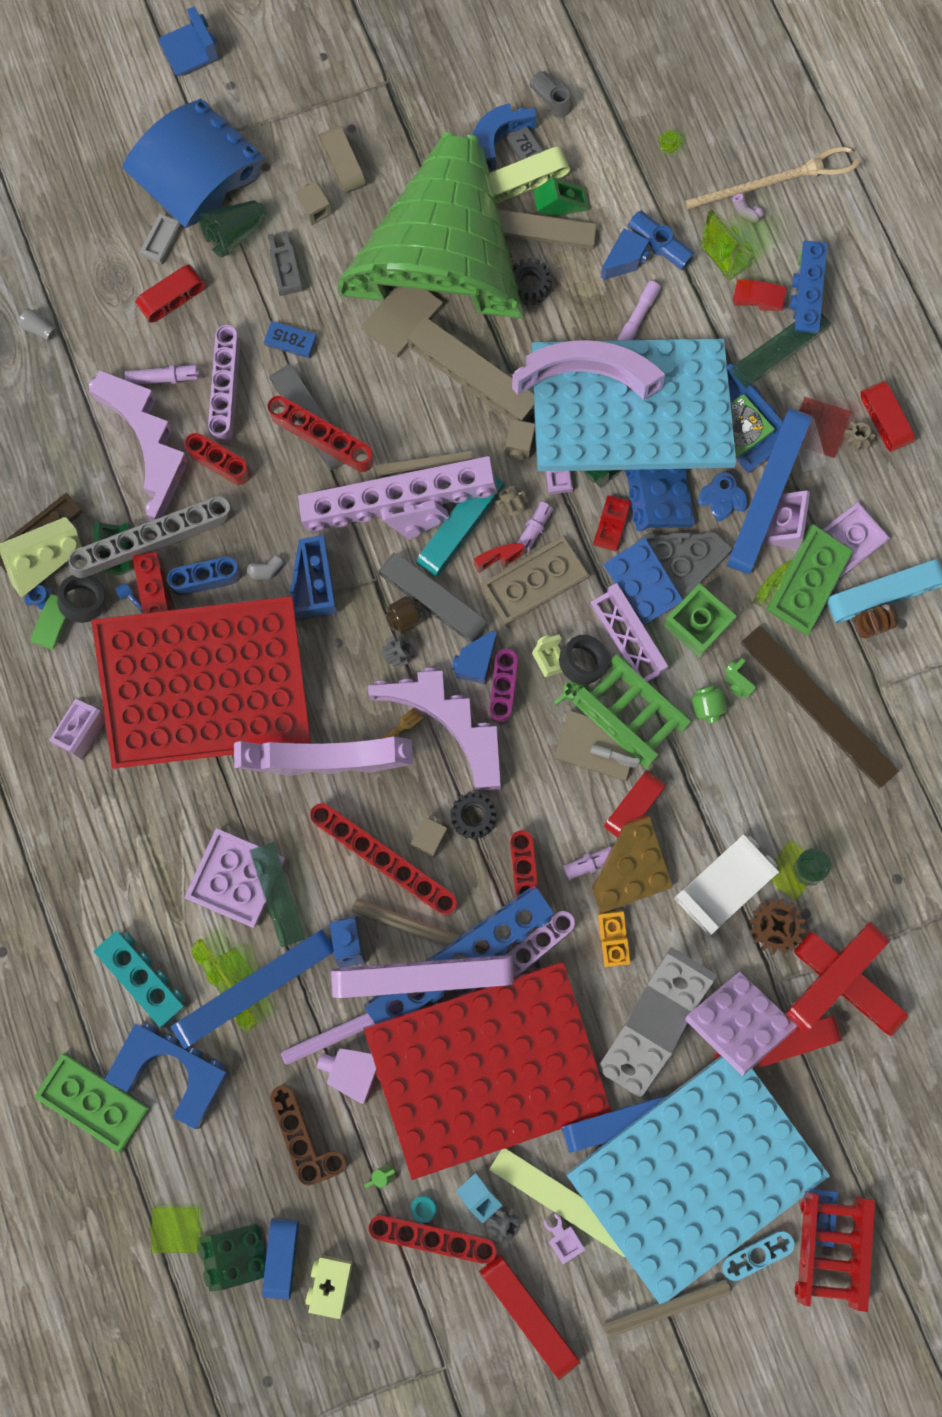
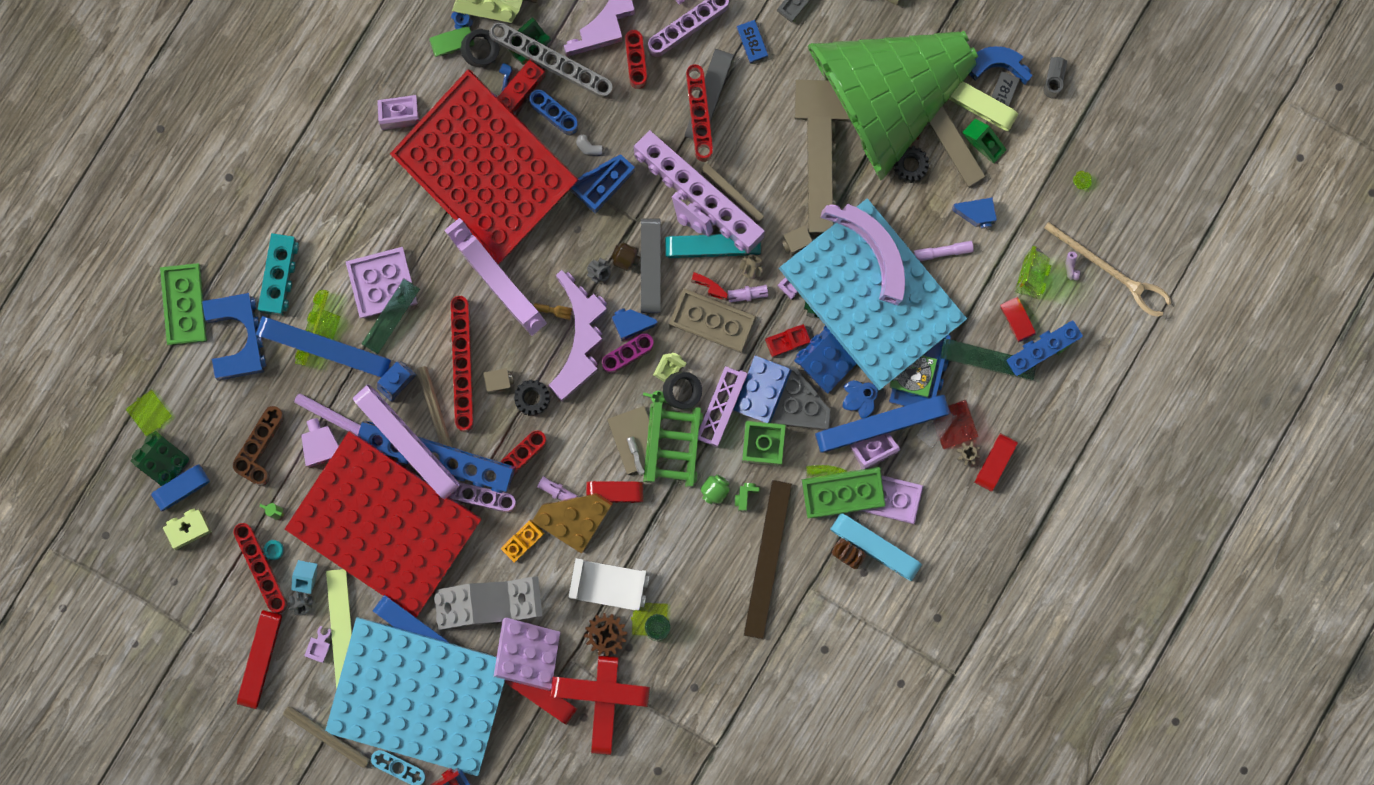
camera: 40 degrees right, 5 degrees up
(672, 249) = (1004, 239): blue piece -> none

